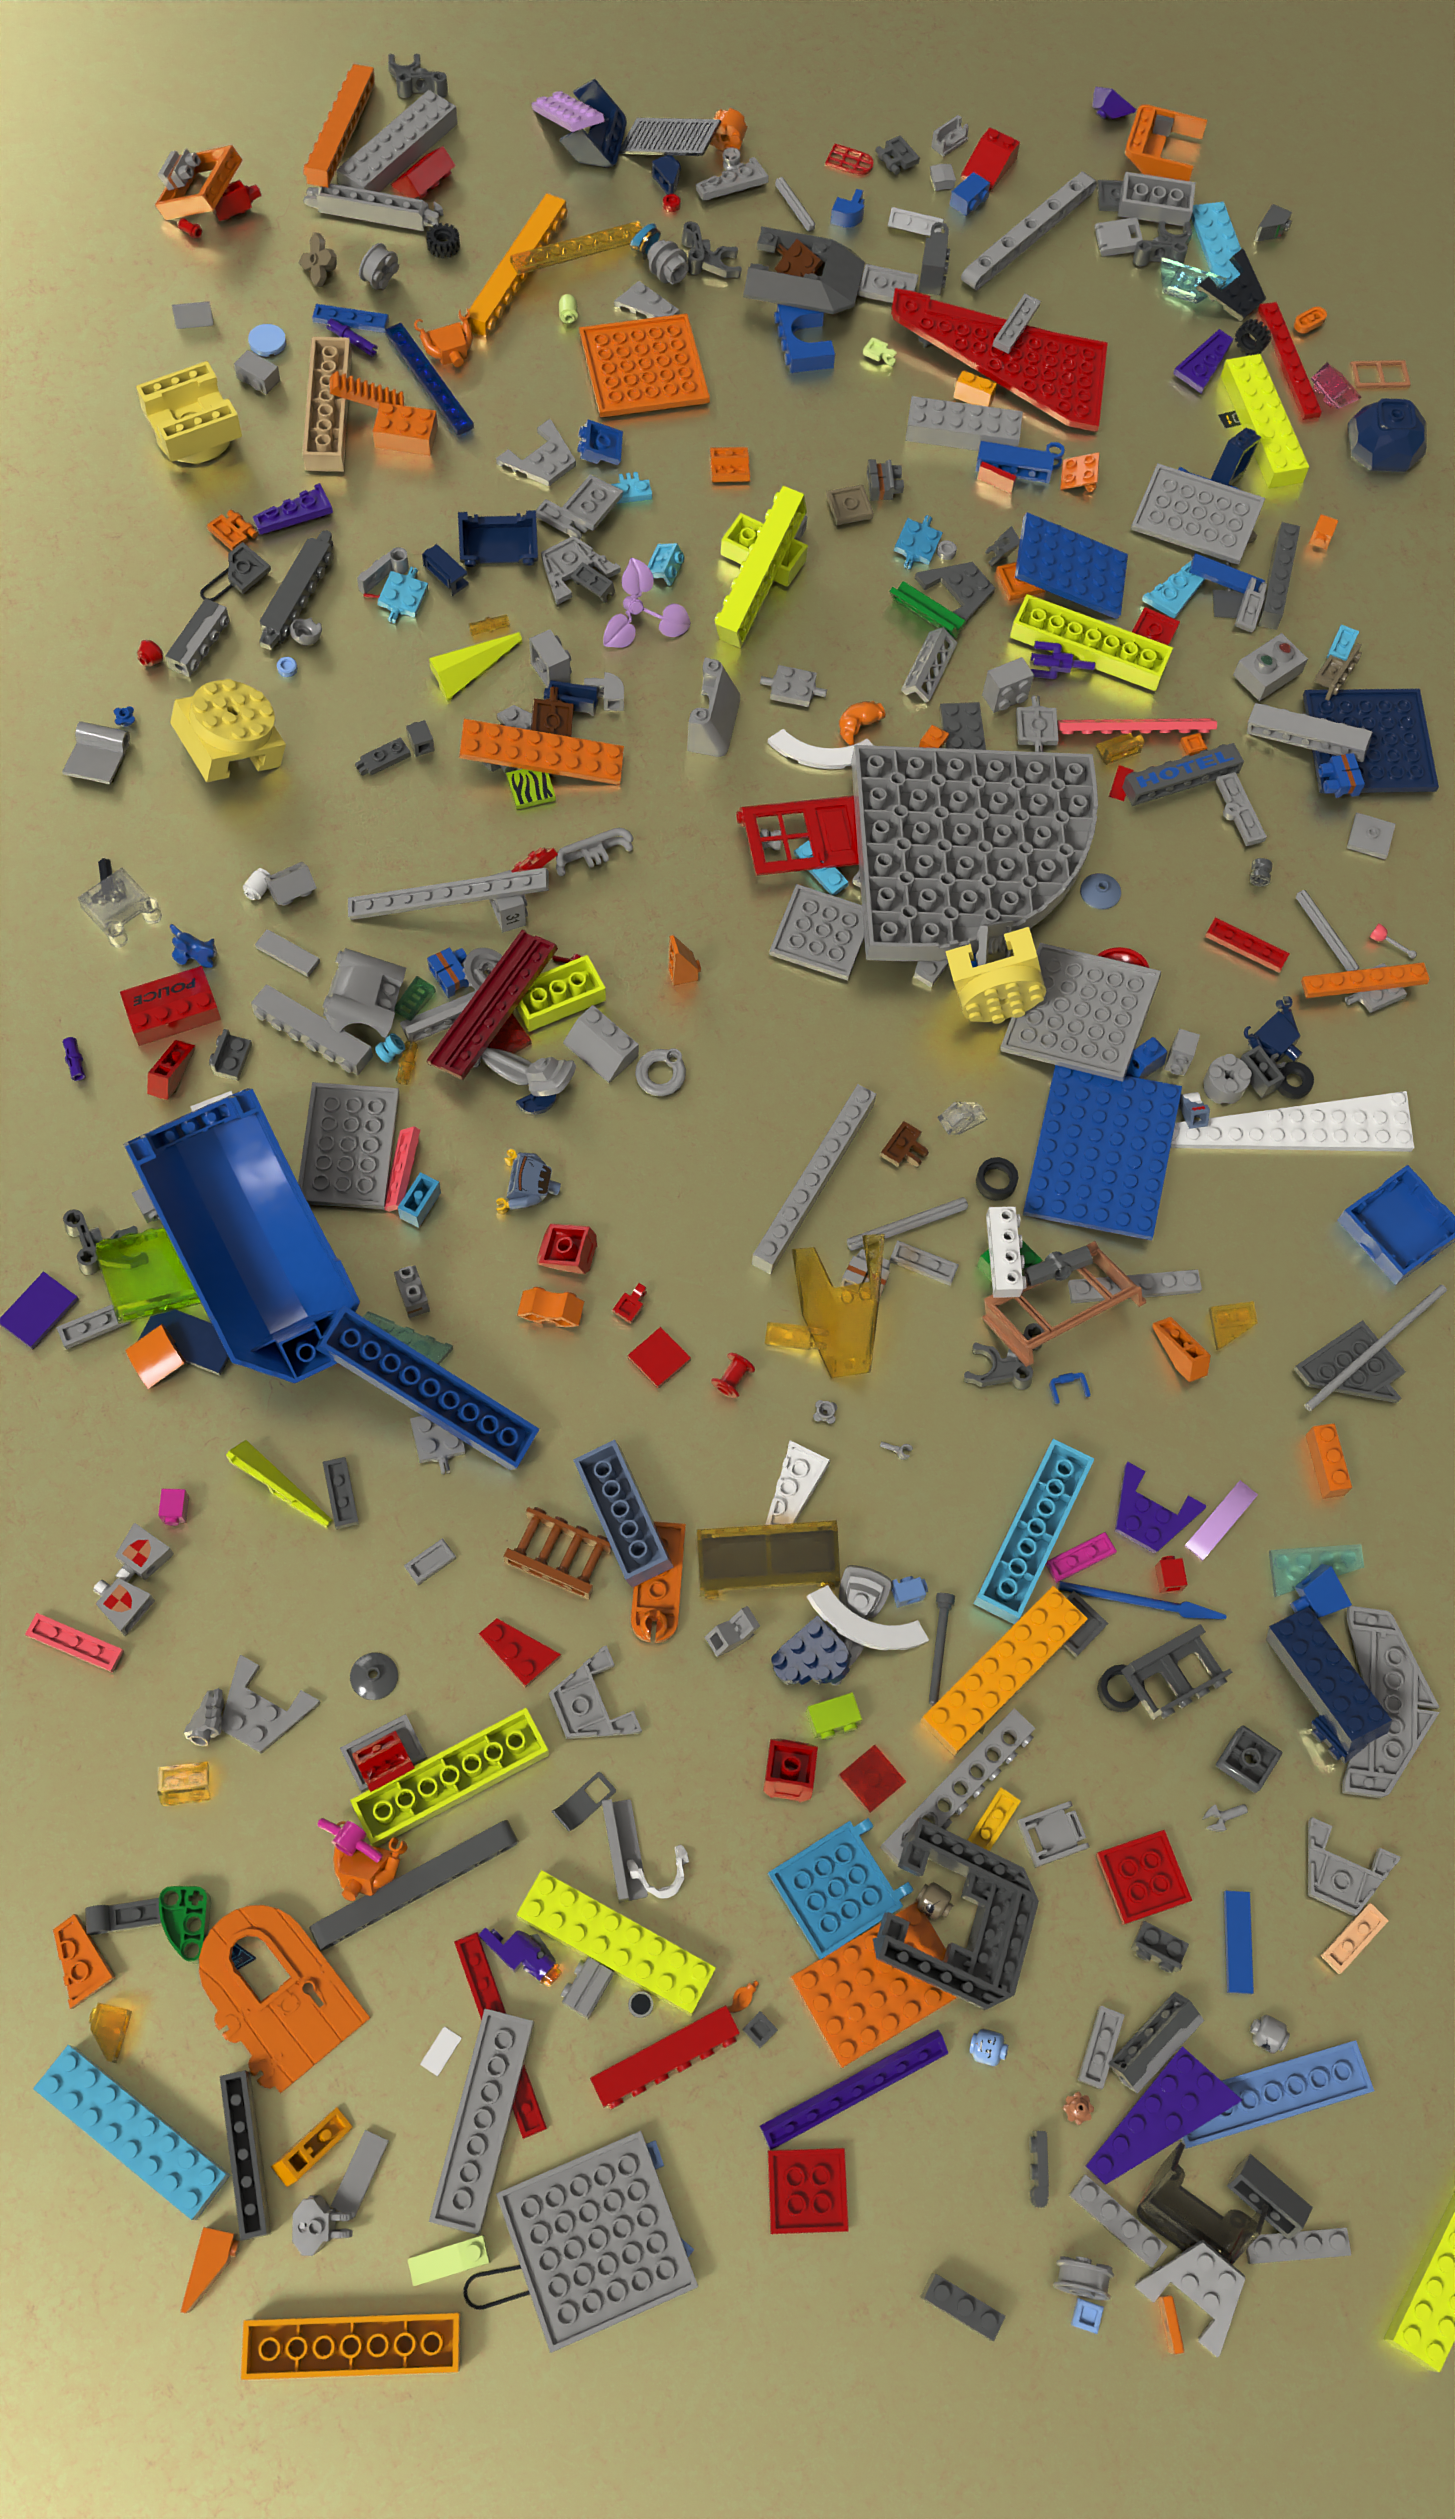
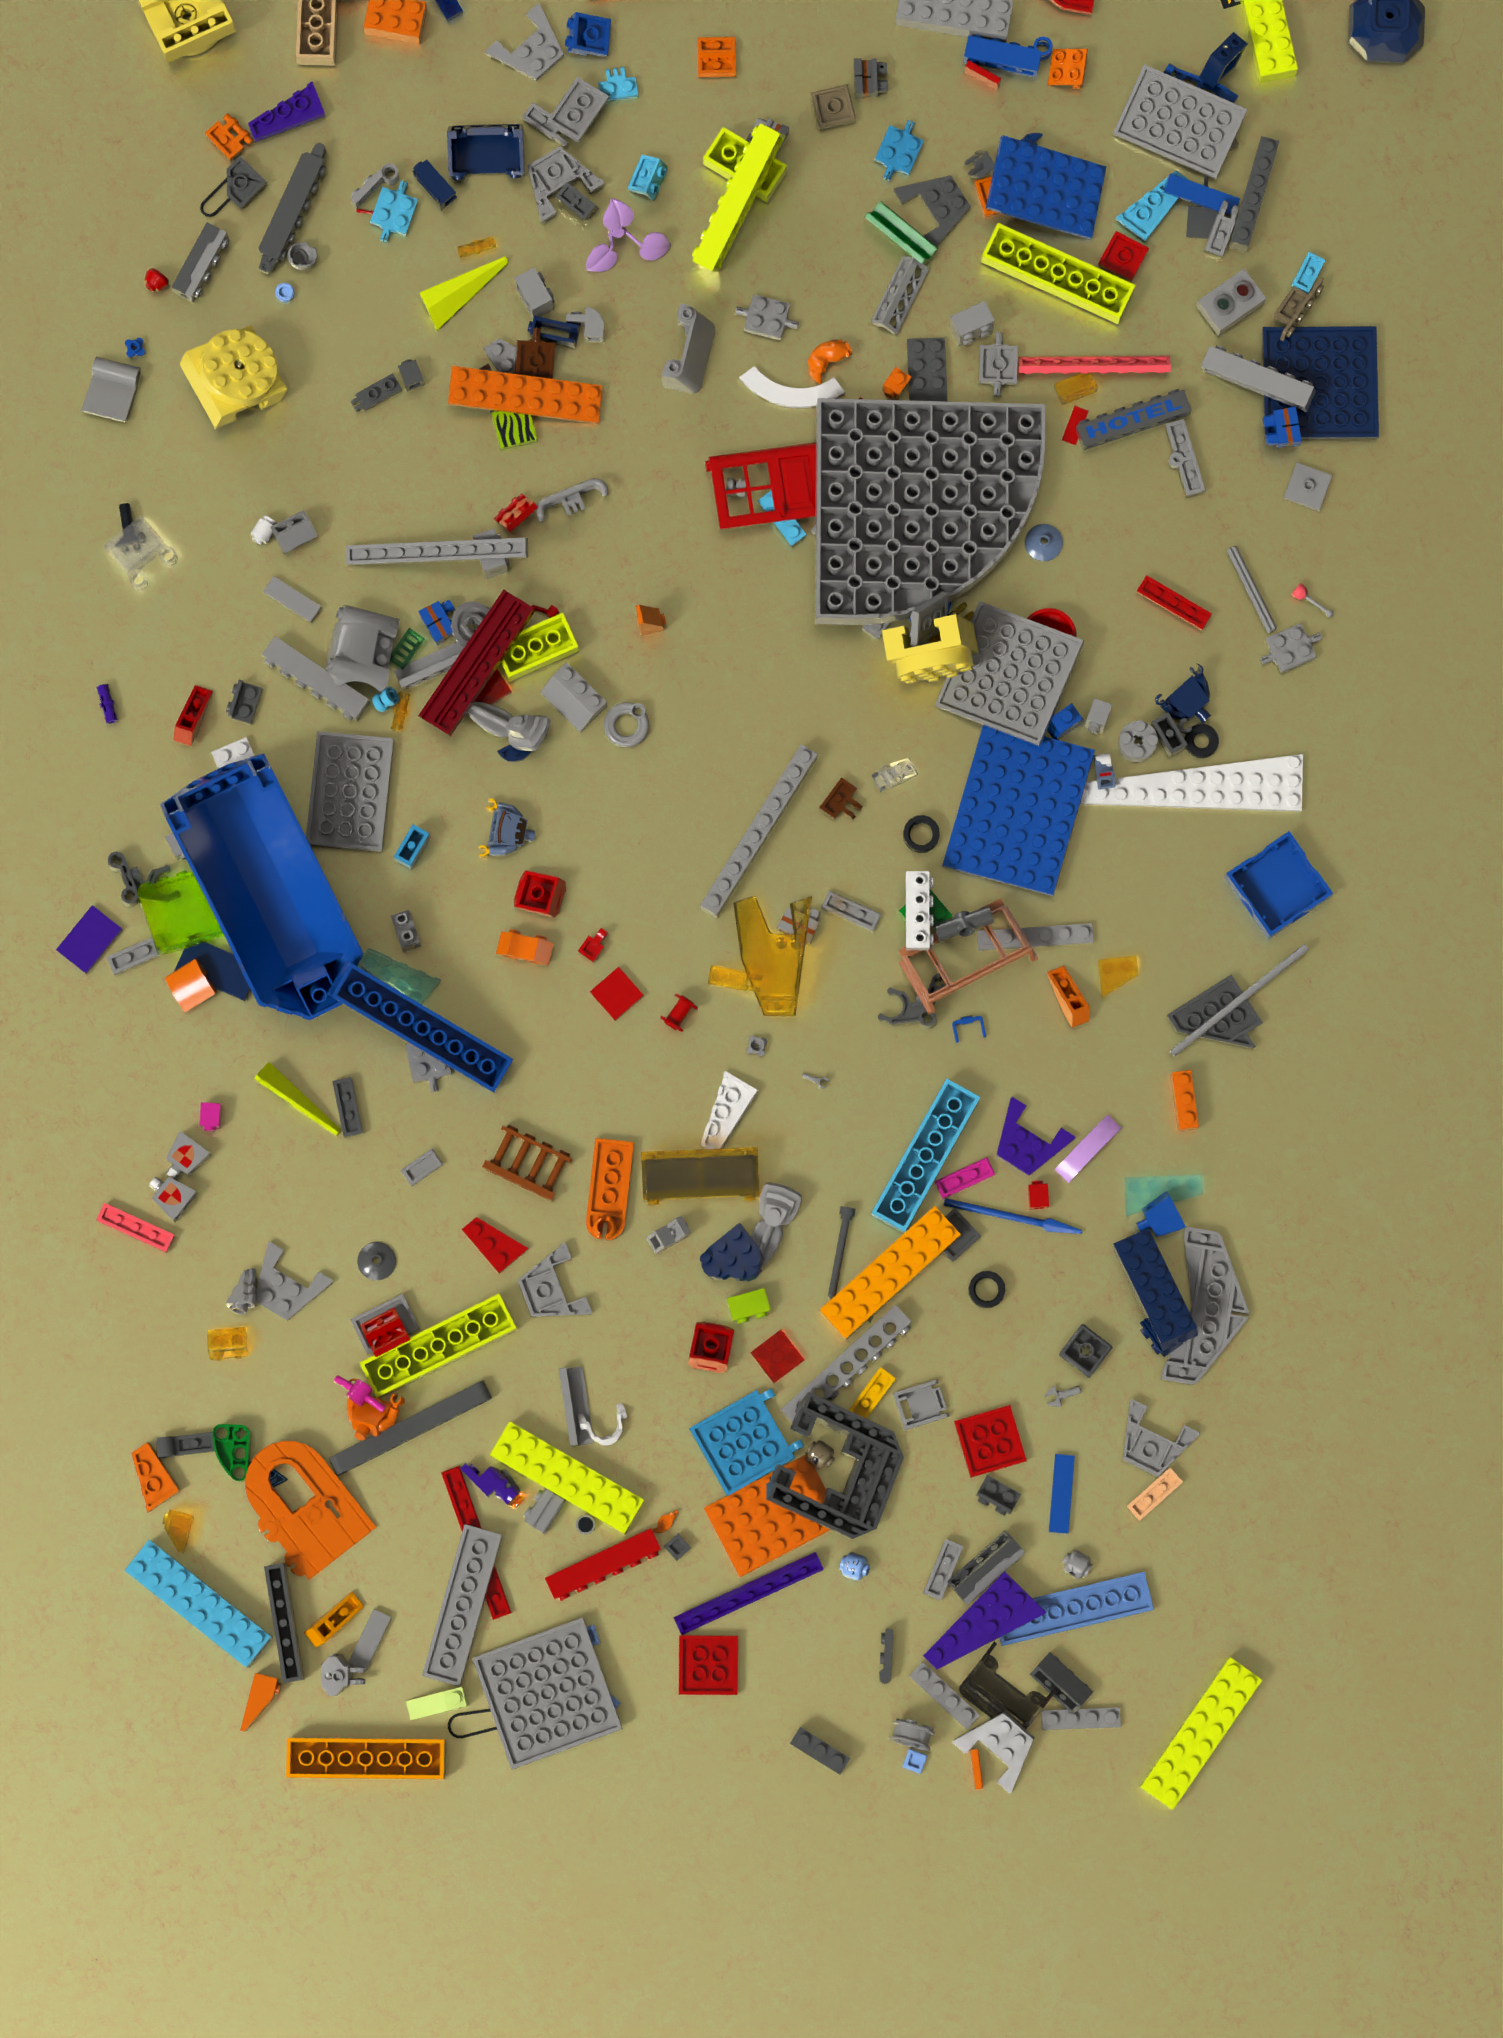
camera: 10 degrees right, 15 degrees up
(170, 1005) = (188, 650): red slope -> none
(189, 947) = (203, 595): blue animal -> none
(401, 1167) = (396, 814): coral plate -> none
(440, 2051) = (430, 1553): white sticker -> none
(580, 1805) = (542, 1370): dark grey piece -> none
(623, 1513) = (581, 1133): sand blue brick -> none
(820, 932) = (777, 585): light grey plate -> none
(864, 1631) = (777, 1238): white tile -> none
(908, 1590) = (817, 1203): medium blue brick -> none
(911, 1222) = (839, 874): light grey axle -> none
(946, 550) = (926, 159): light grey tile -> none
(1057, 661) = (1022, 295): dark purple plant -> none
(1078, 2108) = (921, 1613): nougat plant -> none
(1164, 1661) = (1024, 1269): dark grey window -> none
(1193, 744) = (1148, 384): orange tile -> none
(1261, 872) = (1195, 527): dark grey wheel -> none
(1323, 531) = (1305, 141): orange brick -> none
(1365, 980) = (1277, 644): orange plate -> none

